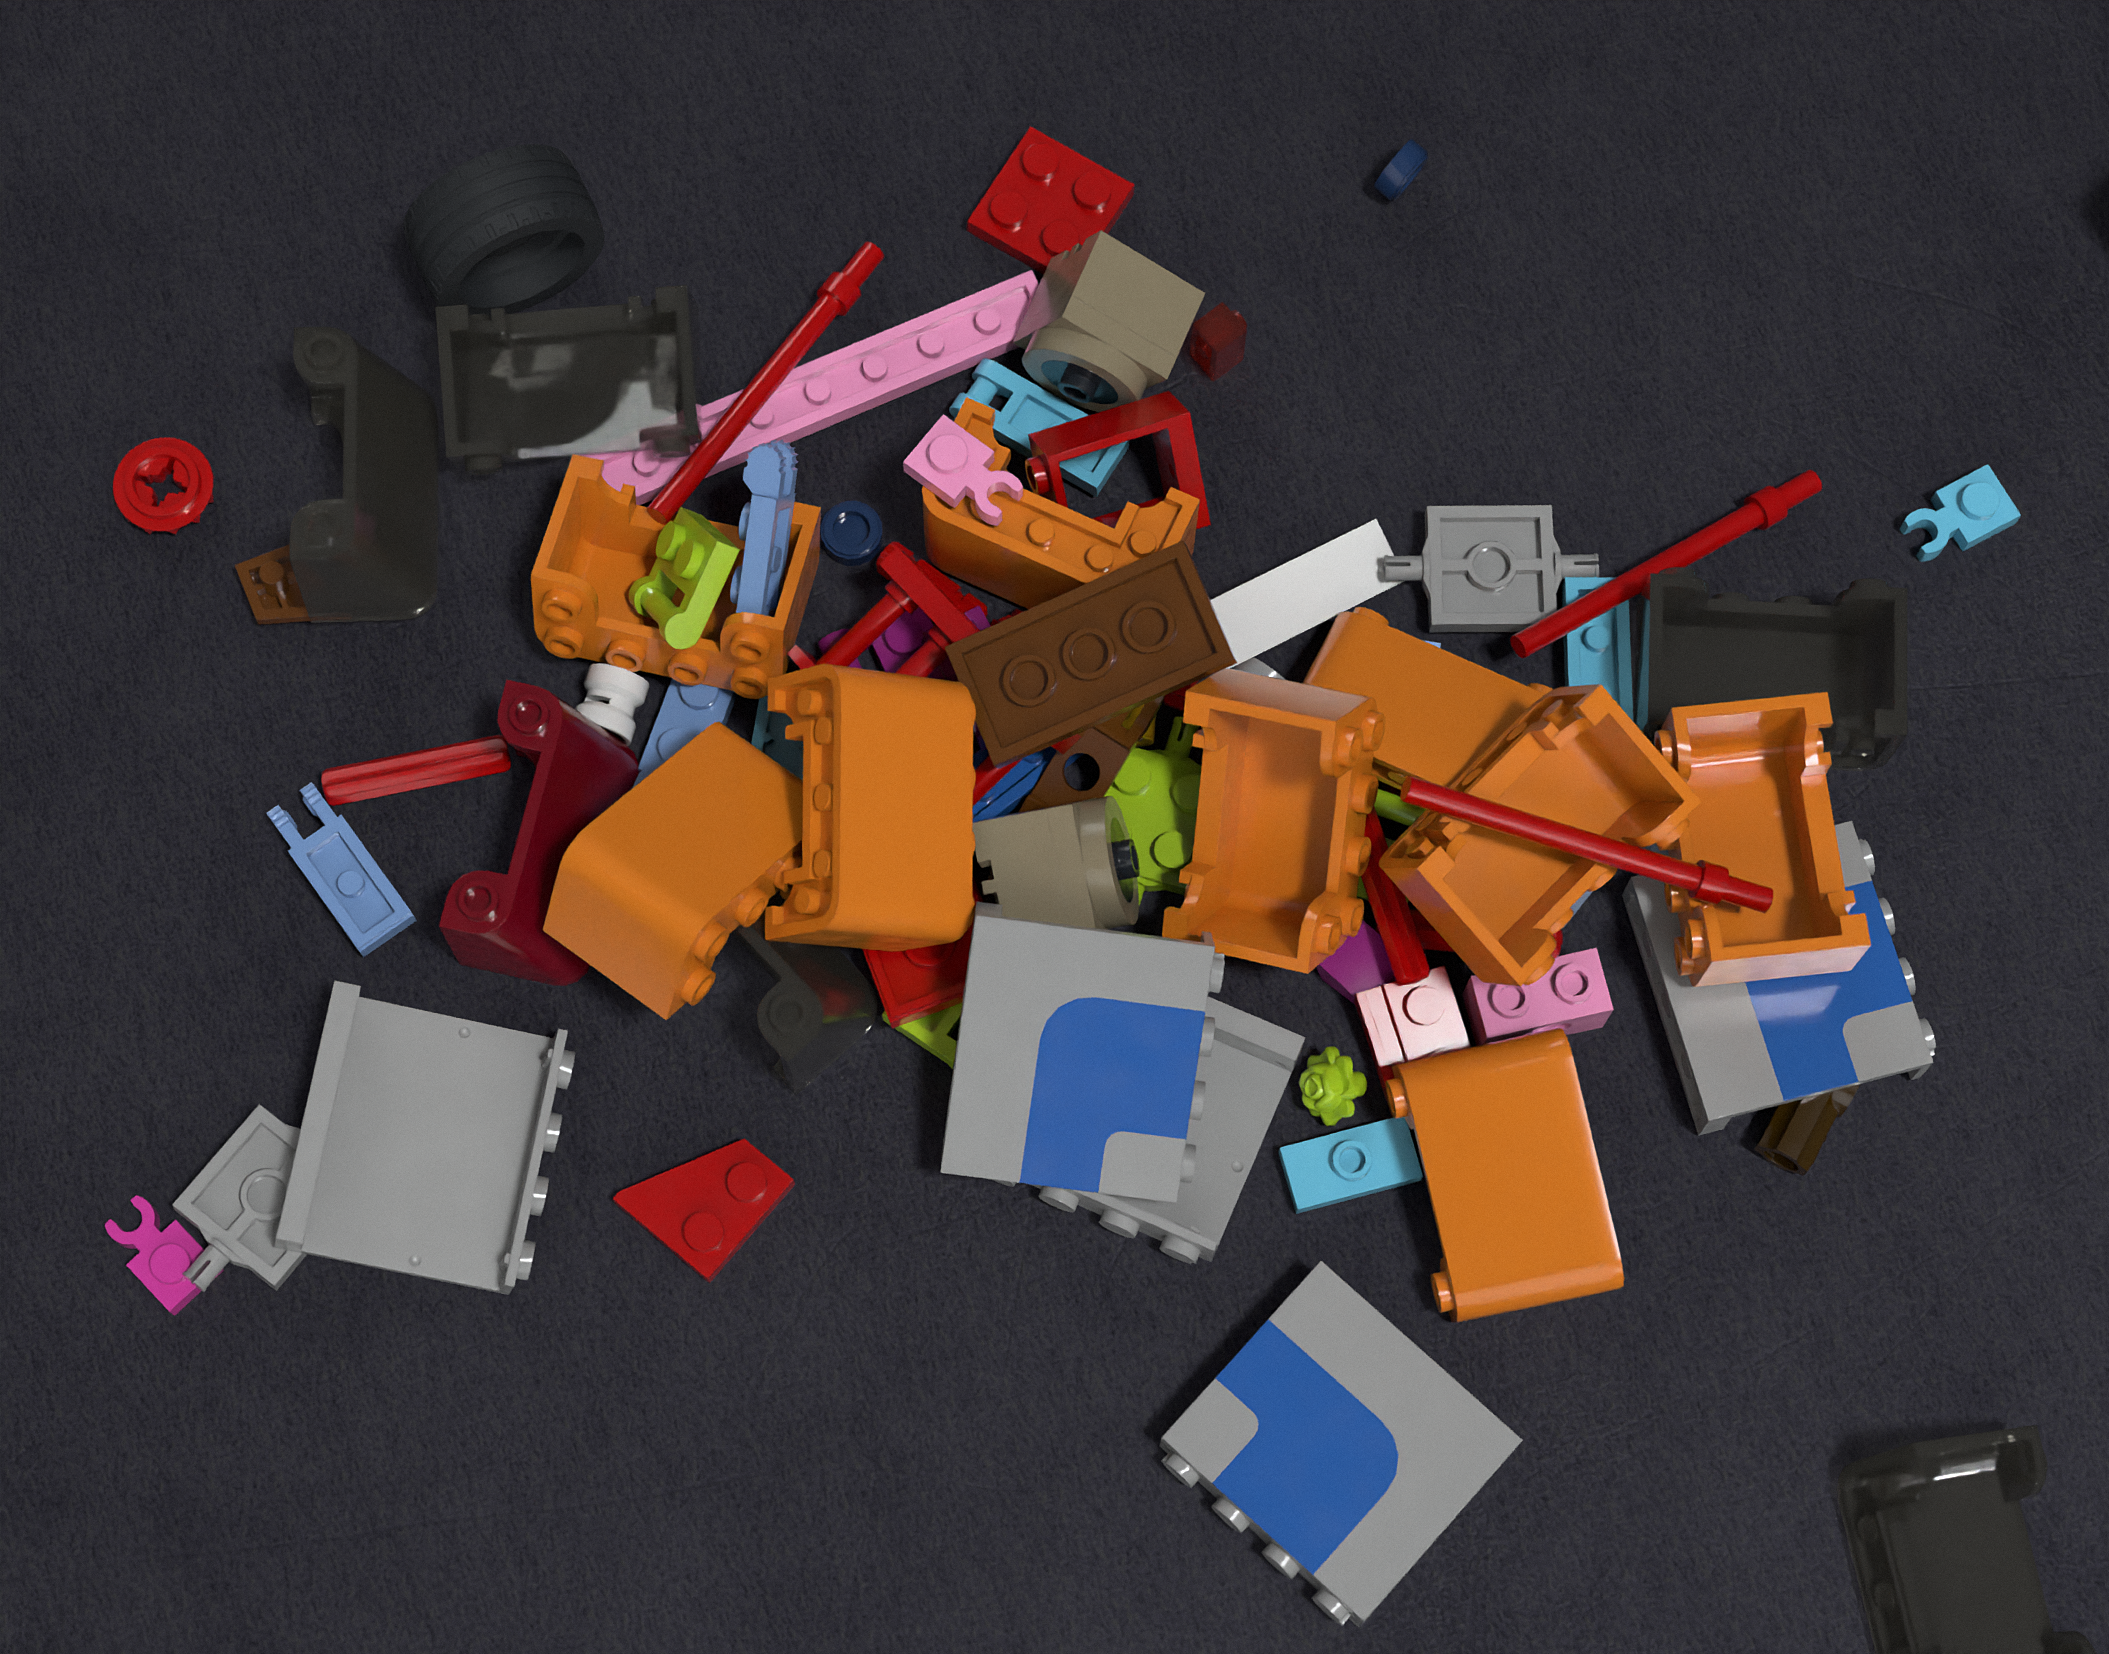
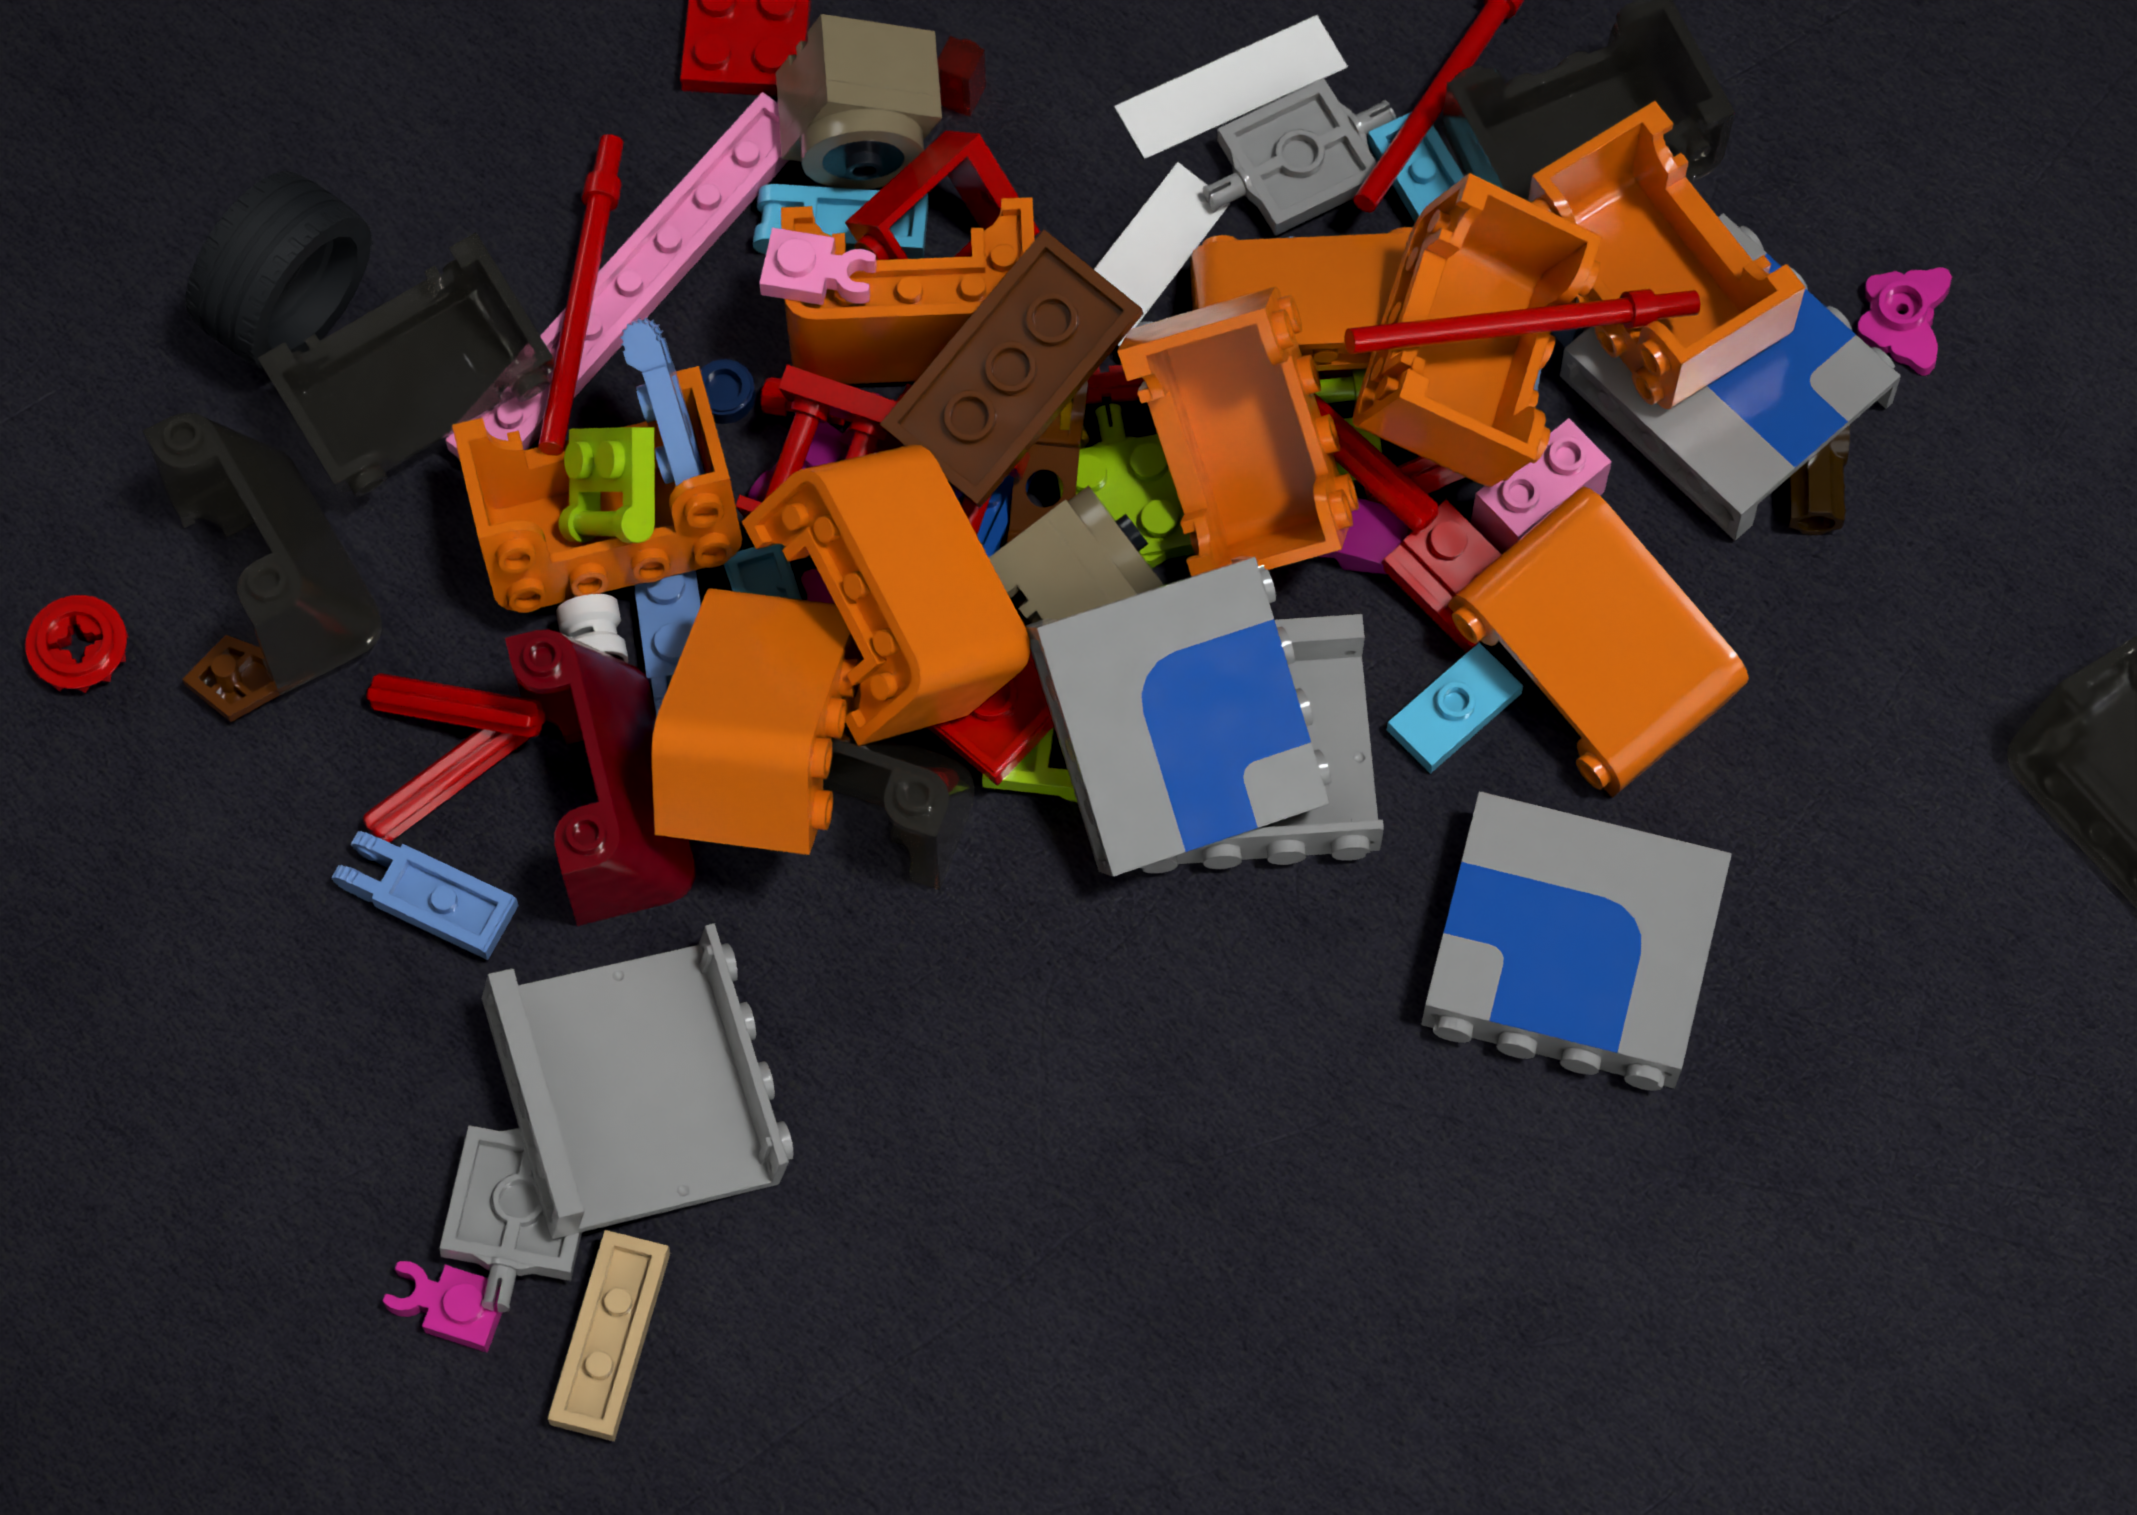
camera: 25 degrees left, 5 degrees down
(281, 1359) = (609, 1335): none -> tan plate
(453, 709) = (456, 705): none -> red axle
(708, 1204) = (915, 1017): red wing -> none
(1331, 1086) = (1403, 648): lime plant -> none
(1467, 469) = (1230, 86): none -> white sticker
(1971, 1020) = (1909, 334): none -> dark pink animal

